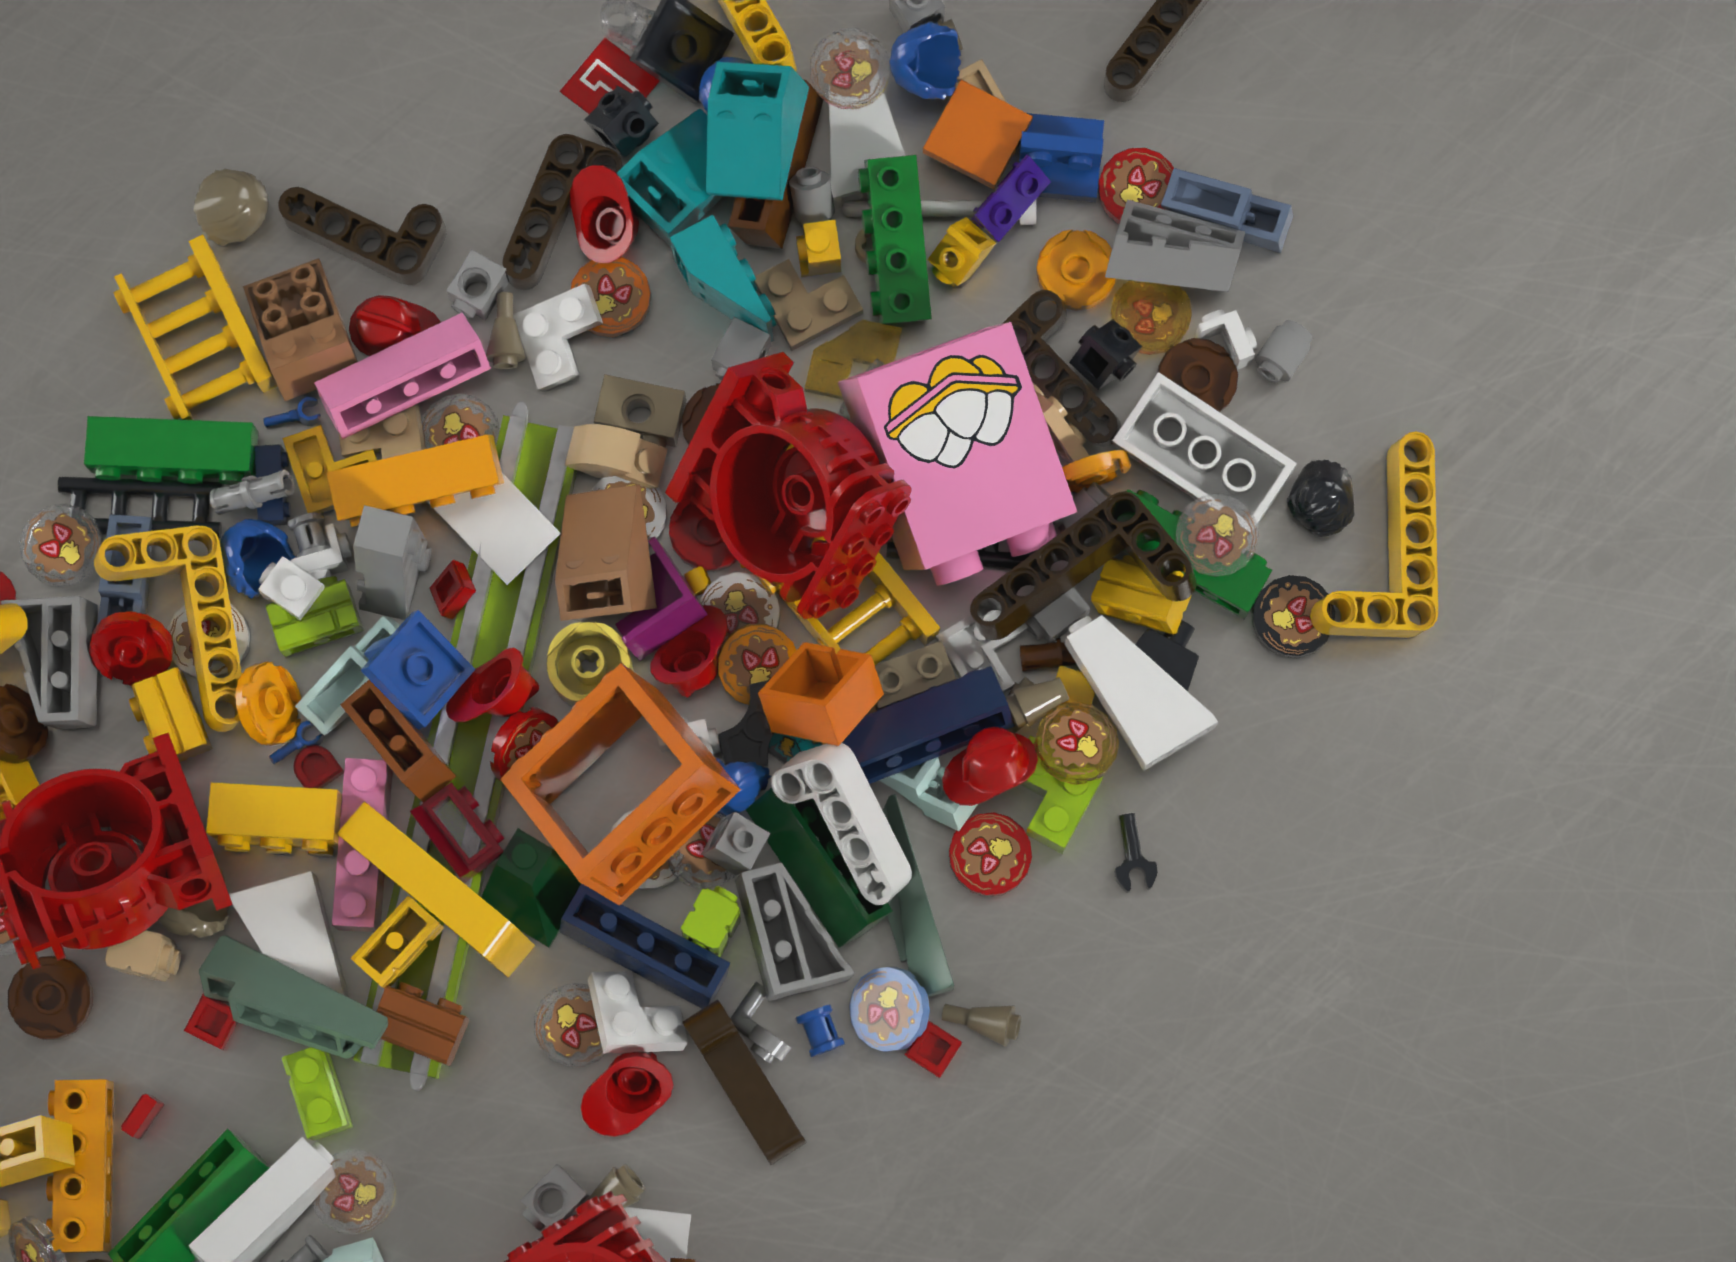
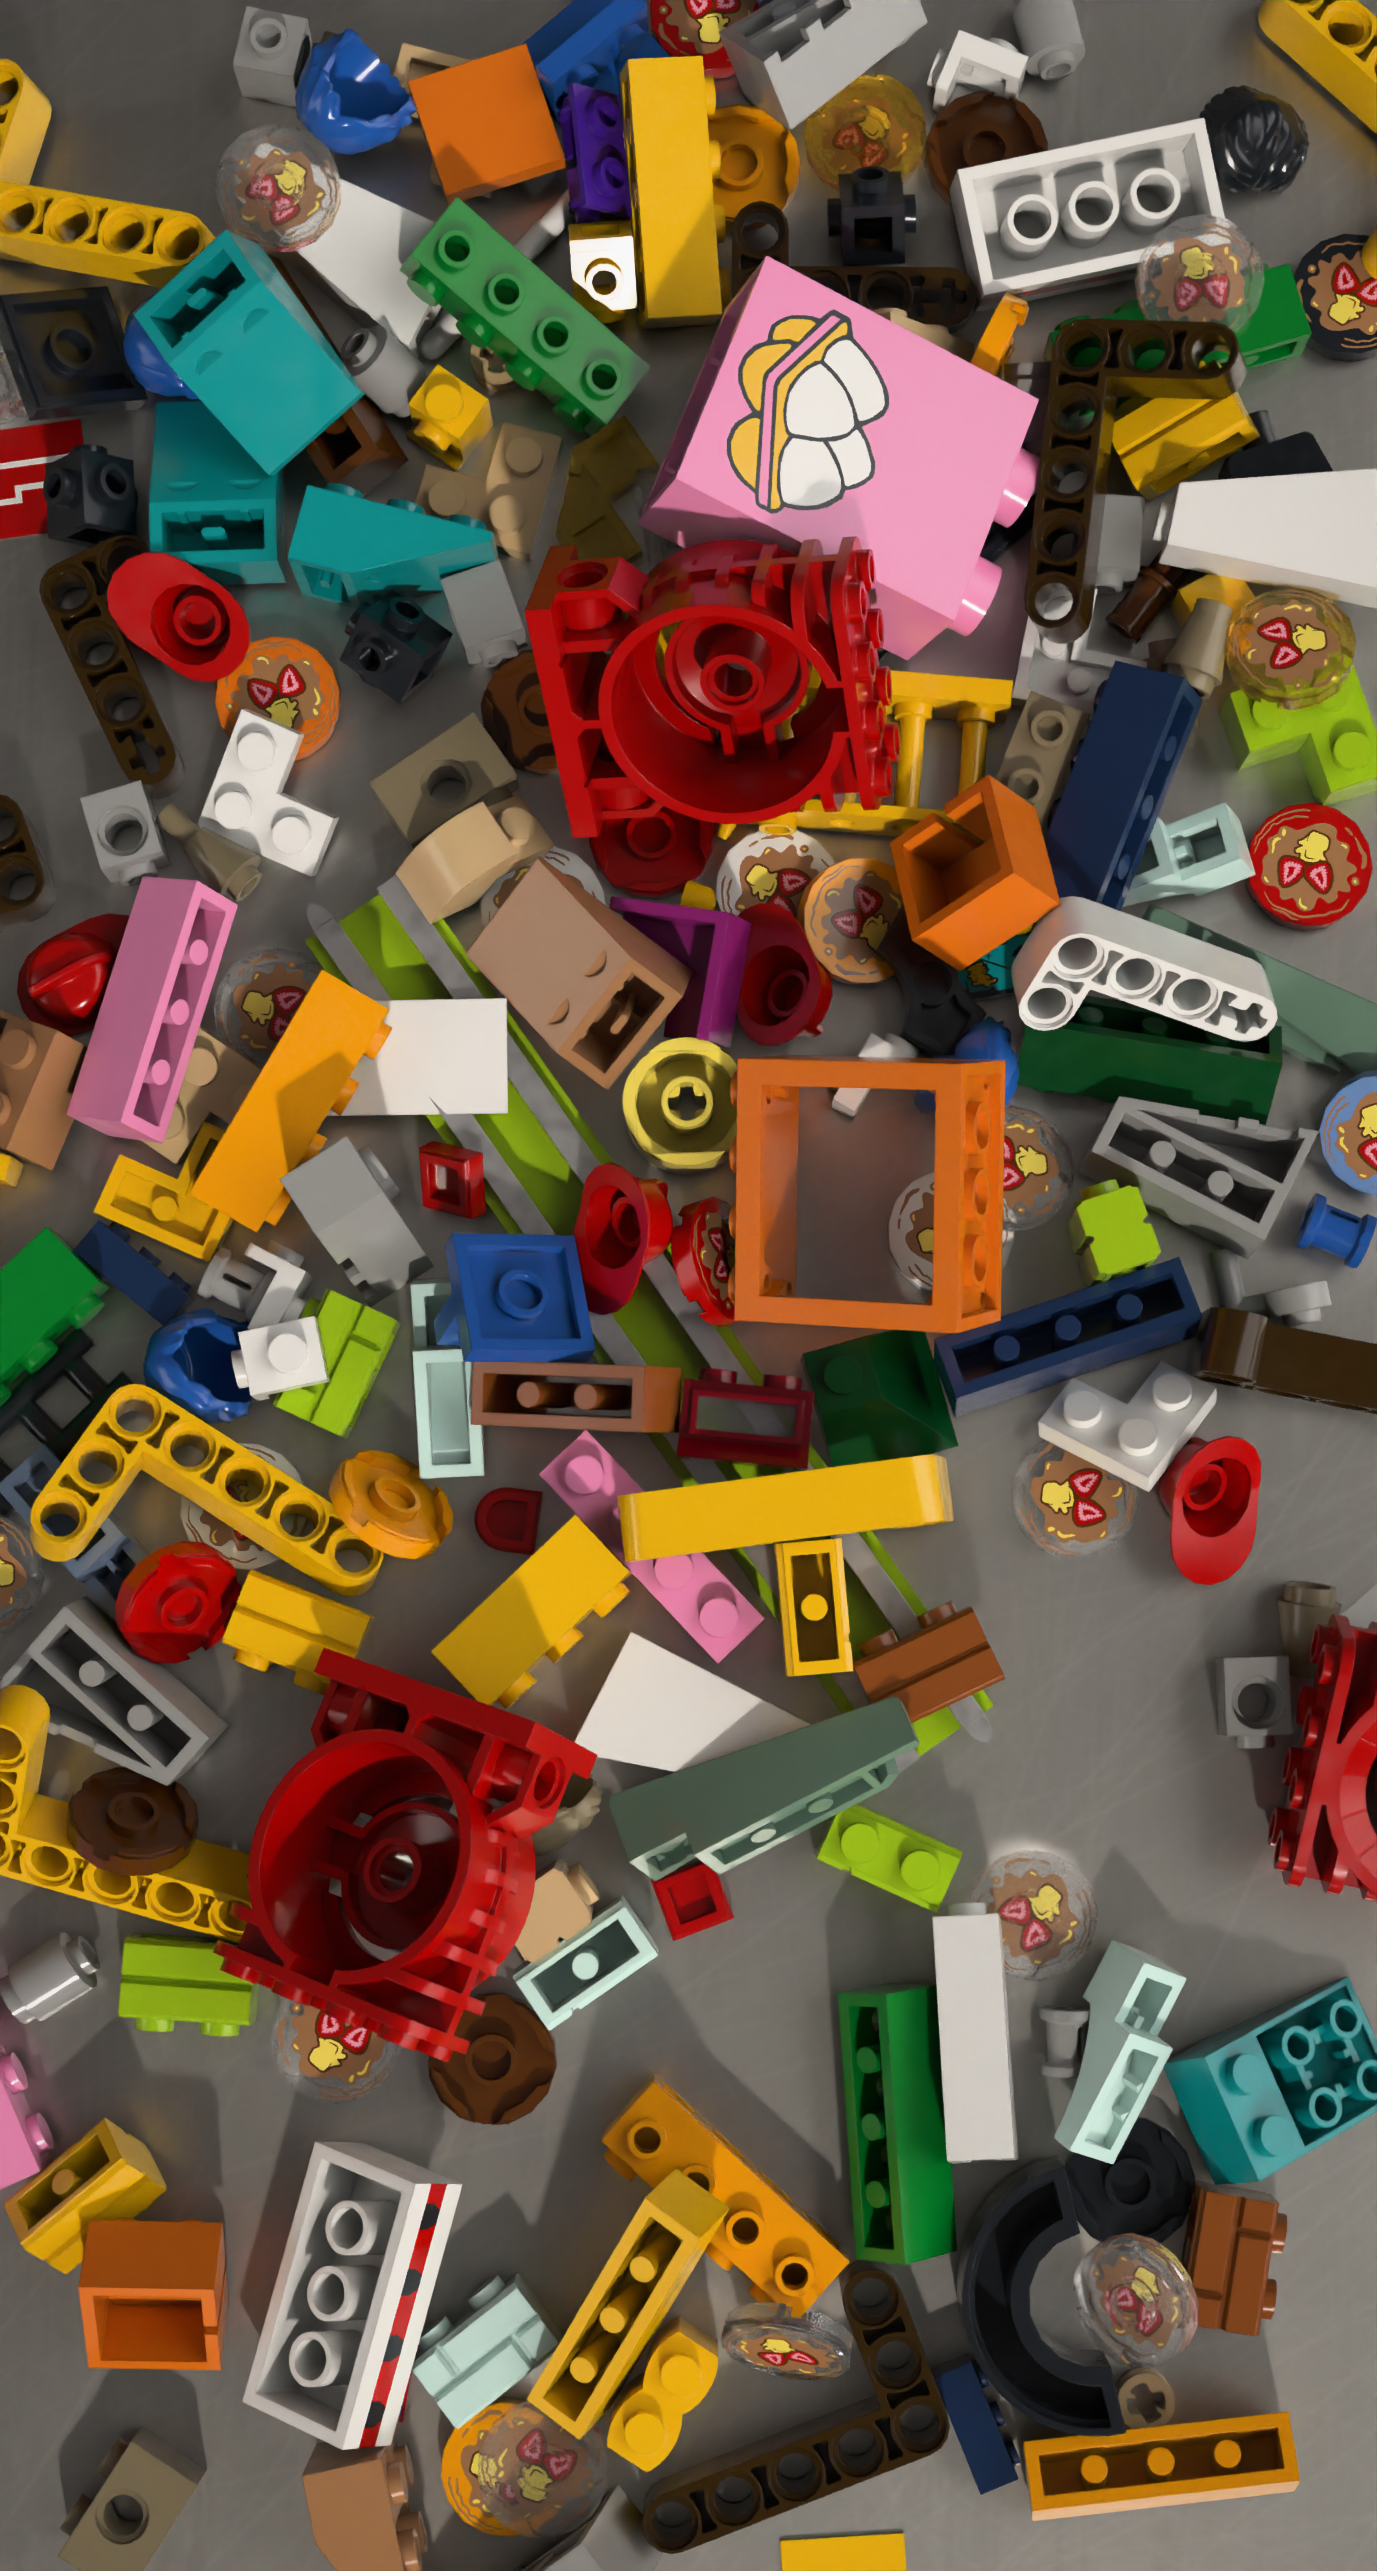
camera: 45 degrees left, 5 degrees up
(134, 996) = (586, 1963): none -> light aqua brick
(142, 1116) = (729, 2077): red tile -> none
(252, 492) = (127, 1300): light grey pin -> none
(295, 415) = (77, 1175): blue hand -> none
(296, 743) = (462, 1517): blue hand -> none
(684, 325) = (394, 645): none -> black brick
(735, 843) = (1048, 1128): light grey brick -> none
(989, 766) = (1226, 770): red piece -> none
(1025, 249) = (672, 191): none -> yellow brick

